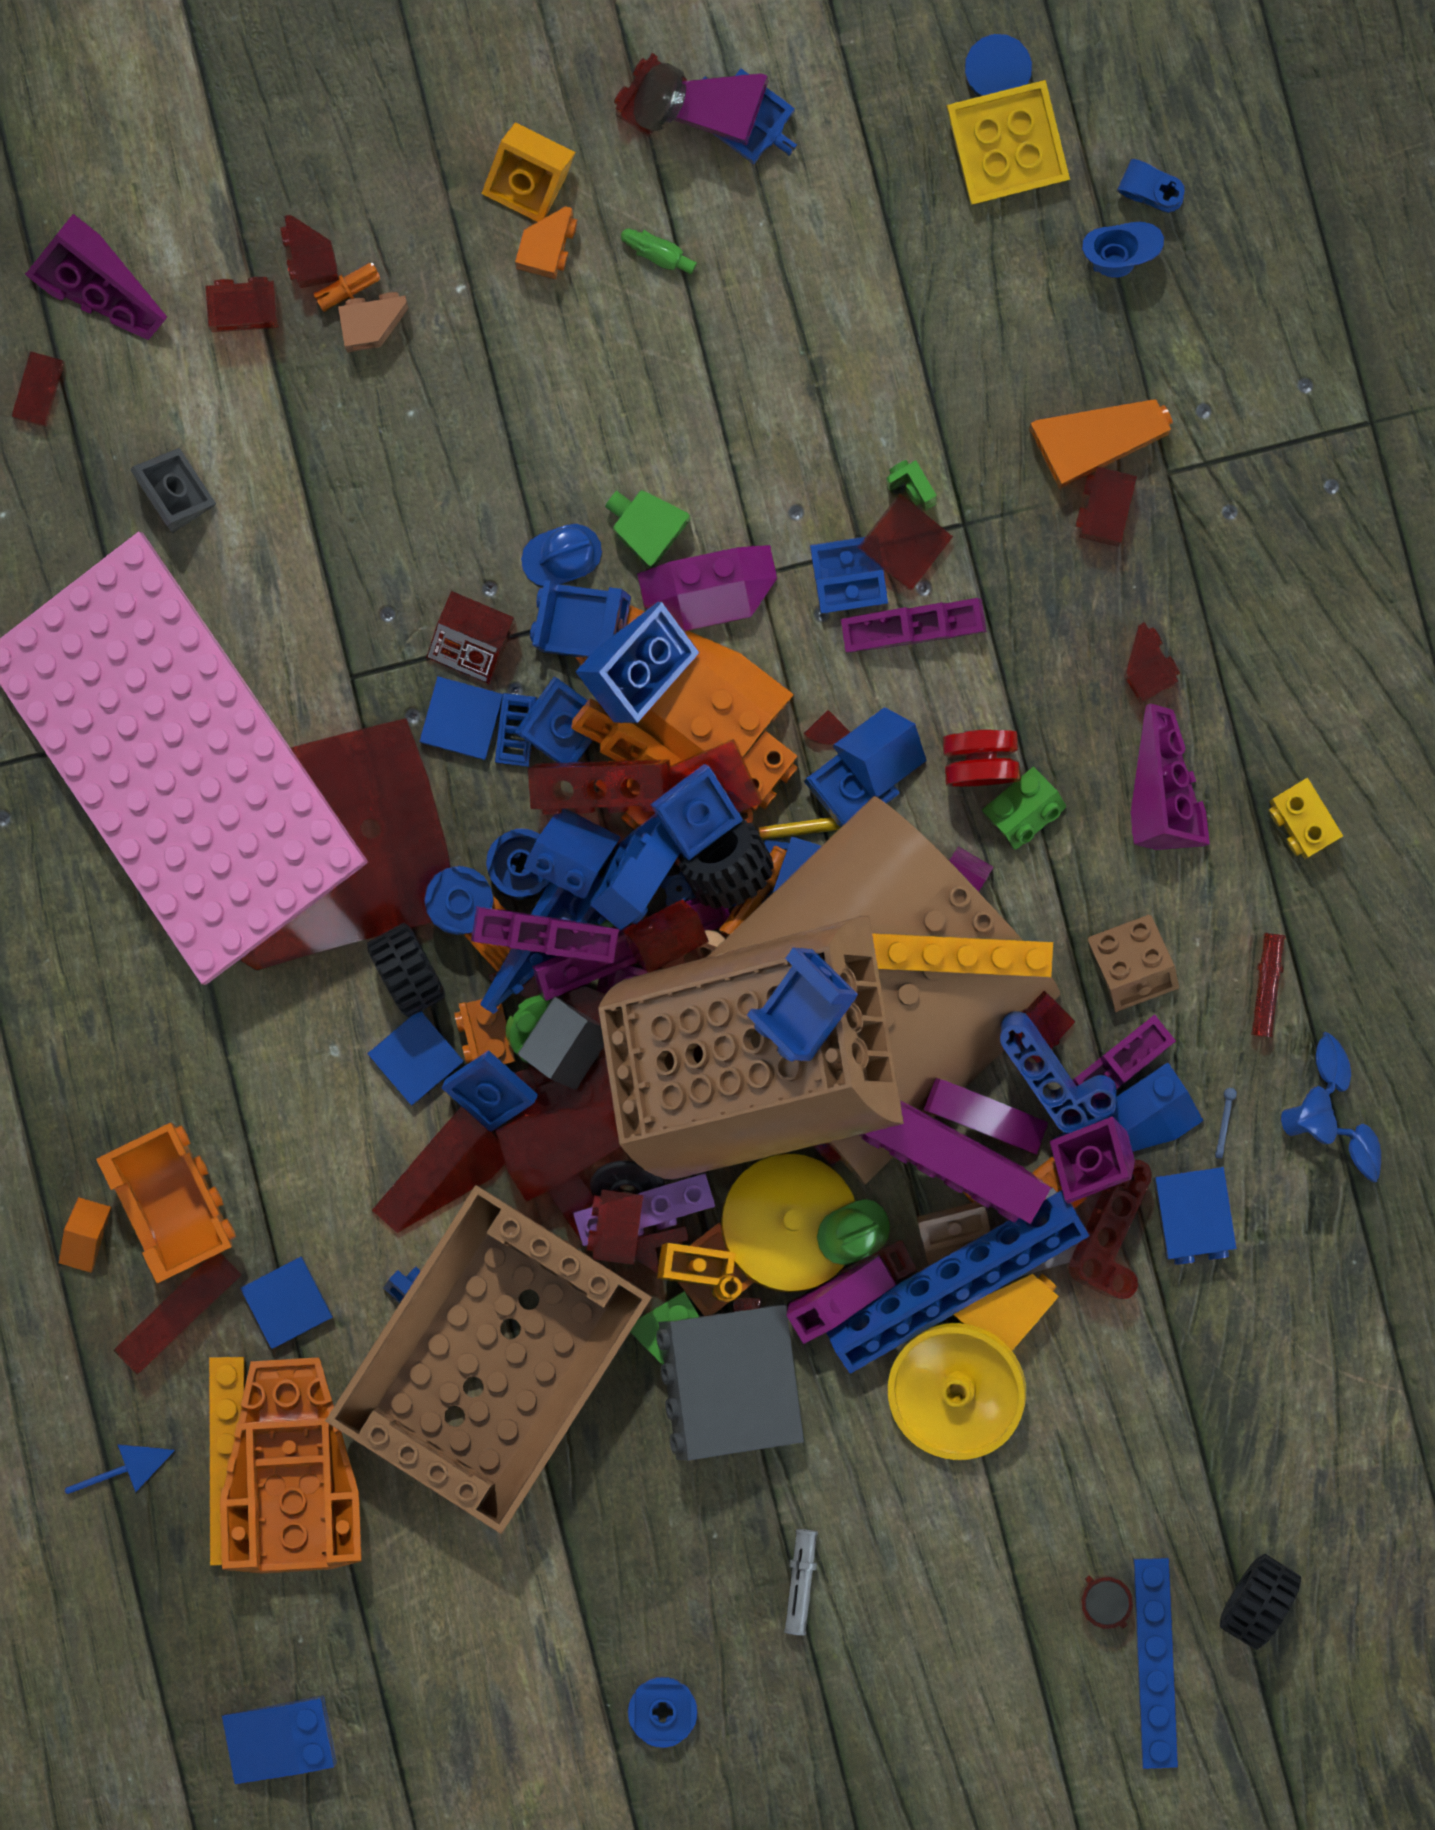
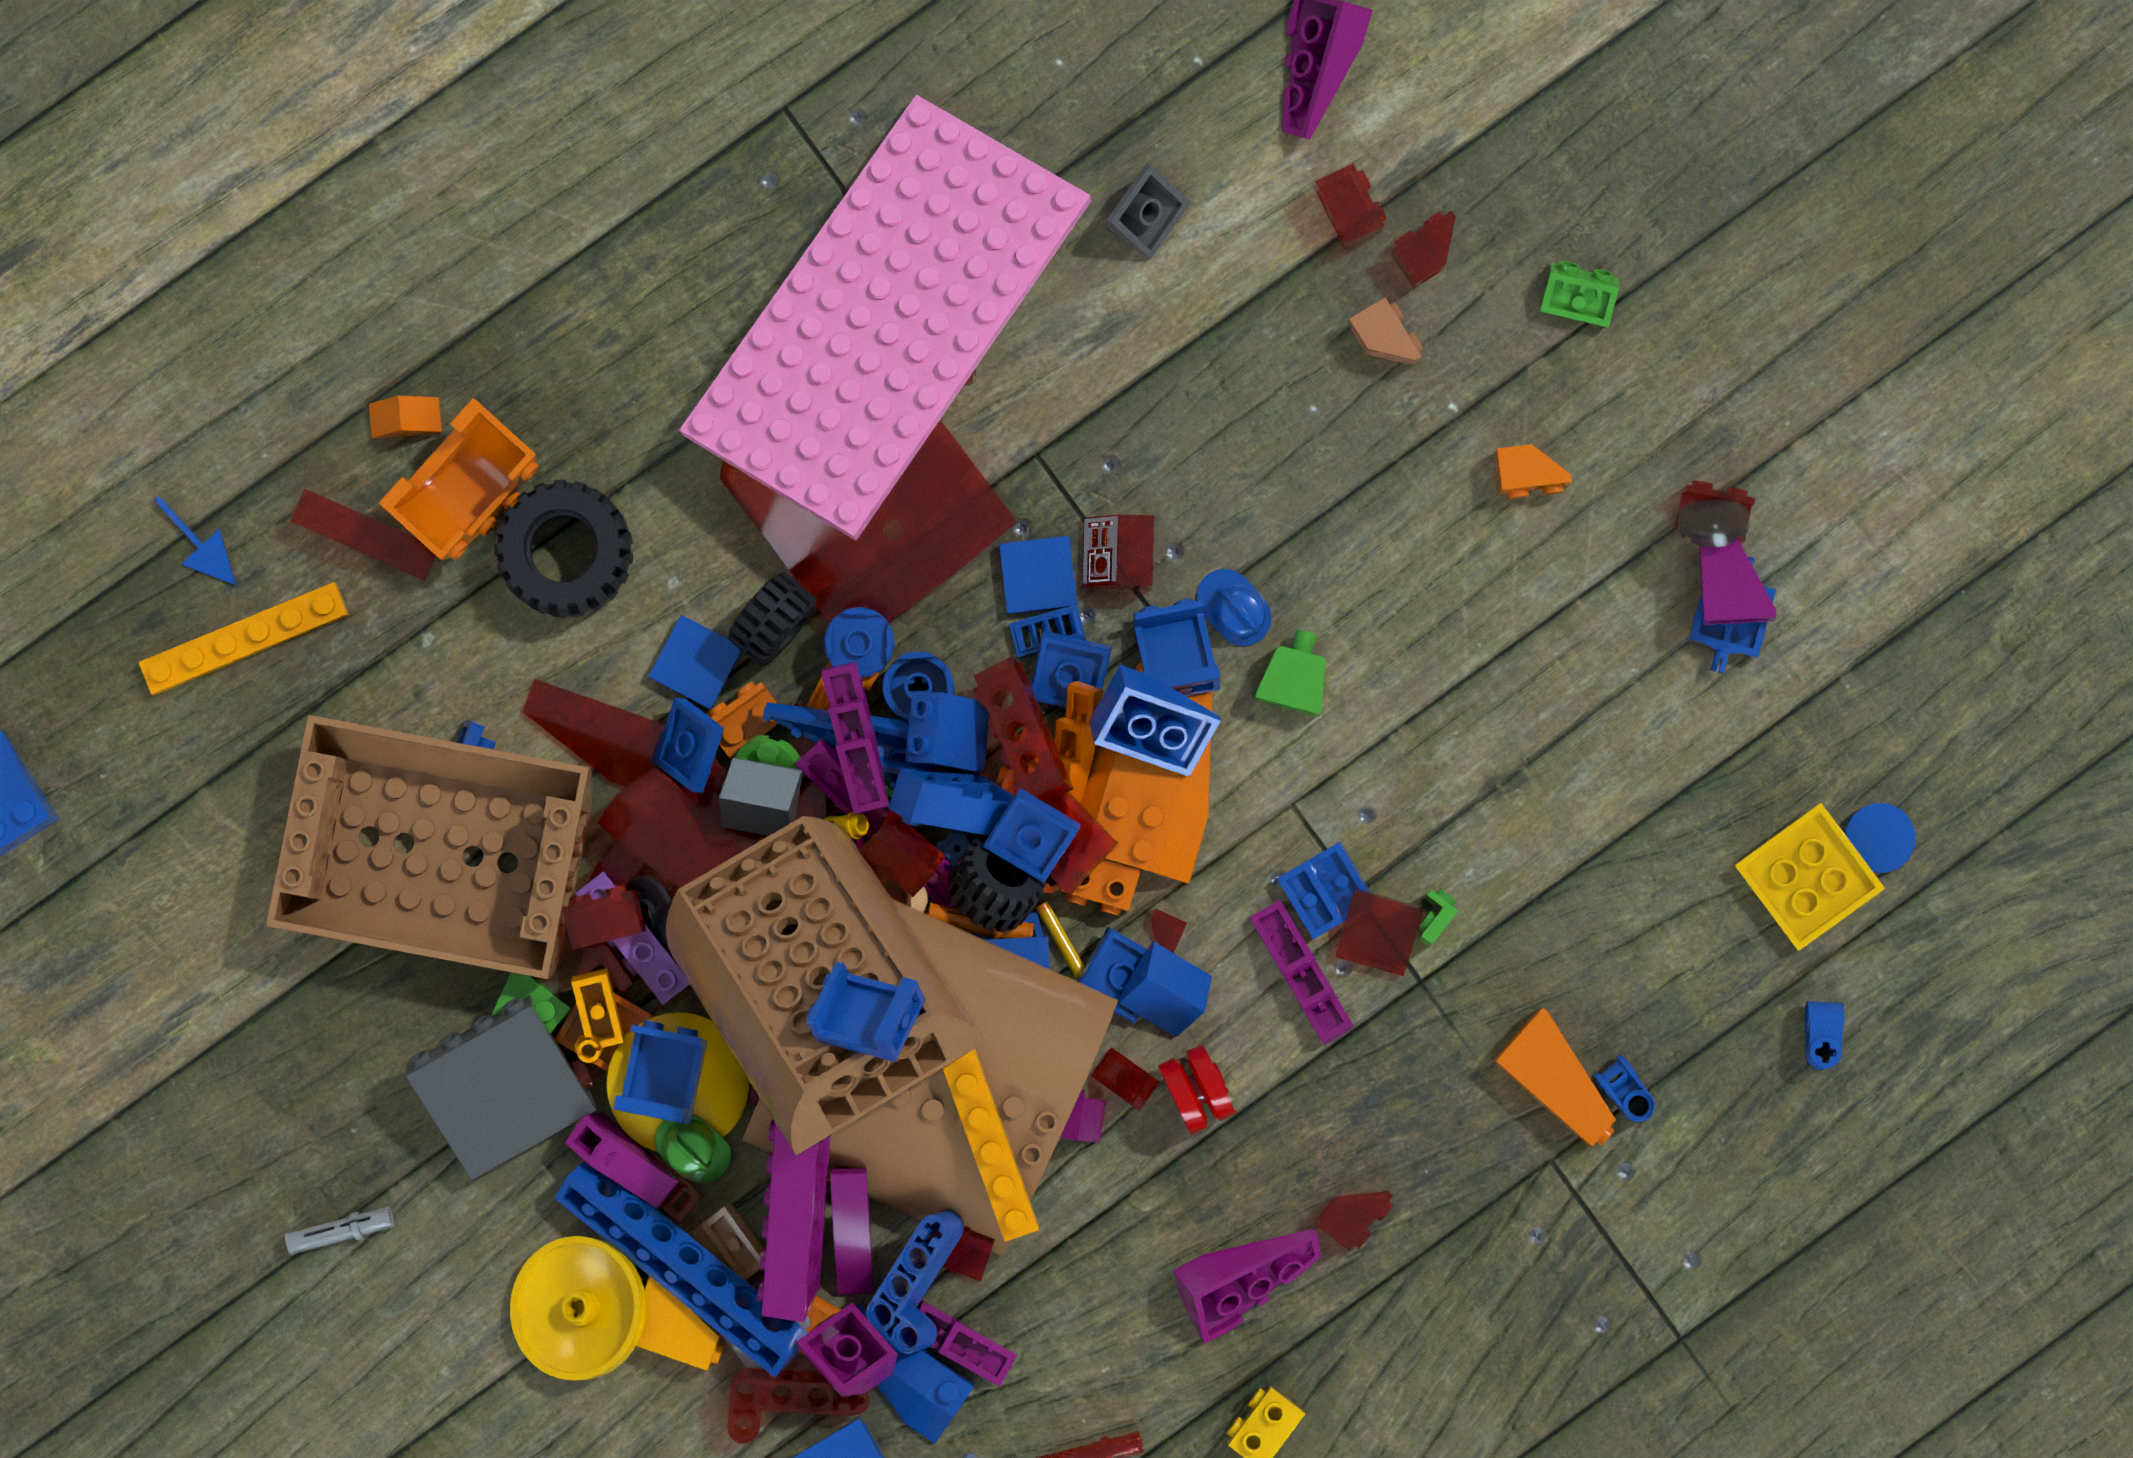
camera: 70 degrees right, 0 degrees up
(38, 389) = (1192, 46): clear red plate -> none
(218, 1127) = (524, 522): none -> black tyre
(286, 1302) = (415, 634): blue tile -> none
(289, 1476) = (247, 702): orange wedge -> none
(347, 286) = (1409, 298): orange axle -> none
(405, 133) = (1580, 293): none -> bright green bracket
(527, 172) = (1590, 426): light orange slope -> none
(622, 969) = (853, 824): none -> yellow pin
(657, 250) = (1566, 581): bright green piece -> none
(677, 1697) = (147, 1137): blue plate -> none
(711, 586) = (1260, 762): magenta wedge -> none
(776, 1229) = (662, 1073): none -> blue panel
(947, 818) = (1125, 1079): none -> clear red slope
(1025, 808) = (1167, 1150): bright green bracket -> none
(1106, 507) = (1492, 1113): clear red brick -> none
(1121, 247) = (1752, 1028): blue piece -> none
(1130, 381) = (1624, 1088): none -> blue piece
(1134, 962) = (1060, 1315): medium nougat bracket -> none

